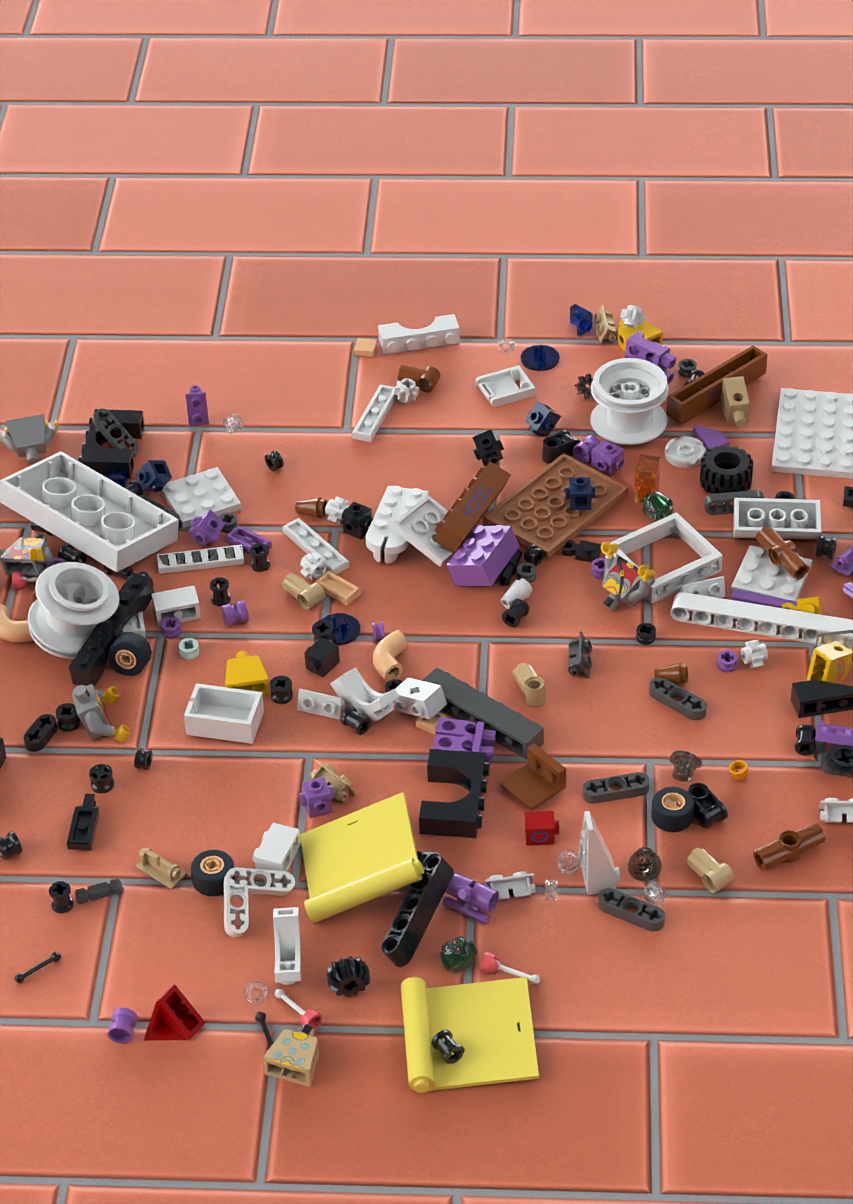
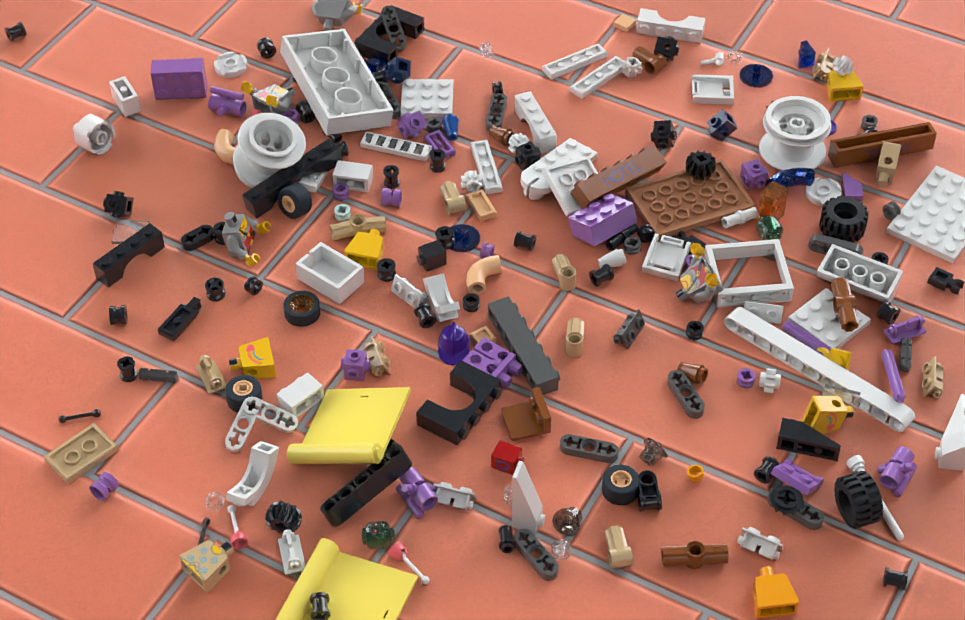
camera: 25 degrees right, 5 degrees up
(68, 1004) = (81, 453): none -> tan tile
(173, 1018) = (141, 495): red slope -> none
(197, 407) = (464, 27): medium lavender hinge -> none
(201, 832) = (255, 359): none -> yellow torso
(214, 762) = (302, 308): none -> black wheel
(217, 656) = (357, 224): none -> tan piece
(248, 515) = (450, 123): none -> blue cone
(286, 493) = (496, 107): none -> dark grey beam
(322, 469) = (542, 131): none -> white arch
(337, 405) = (574, 61): none -> white tile
(376, 1009) = (291, 552): none -> white hinge
(405, 739) = (453, 344): none -> dark purple piece
(412, 606) = (525, 240): none -> black bush
(420, 698) = (480, 316): white brick -> none
(431, 356) = (669, 43): none -> black brick
(479, 624) = (565, 272): none -> tan piece
(490, 354) = (718, 60): none -> white hand
(549, 465) = (700, 164): none -> black gear
(551, 889) = (482, 512): clear bush -> none
(557, 445) = (723, 151): black piece -> none
(570, 569) = (667, 255): none -> white container
(580, 493) = (709, 196): dark blue brick -> none
(583, 450) = (738, 160): medium lavender wheel -> none
(595, 910) = (506, 543): none -> black pin
(618, 506) = (739, 217): none -> white pin
(649, 445) = (793, 177): none -> clear blue cylinder
(651, 352) = (838, 104): medium lavender hips -> none
(767, 449) = (891, 210): none -> dark grey bush

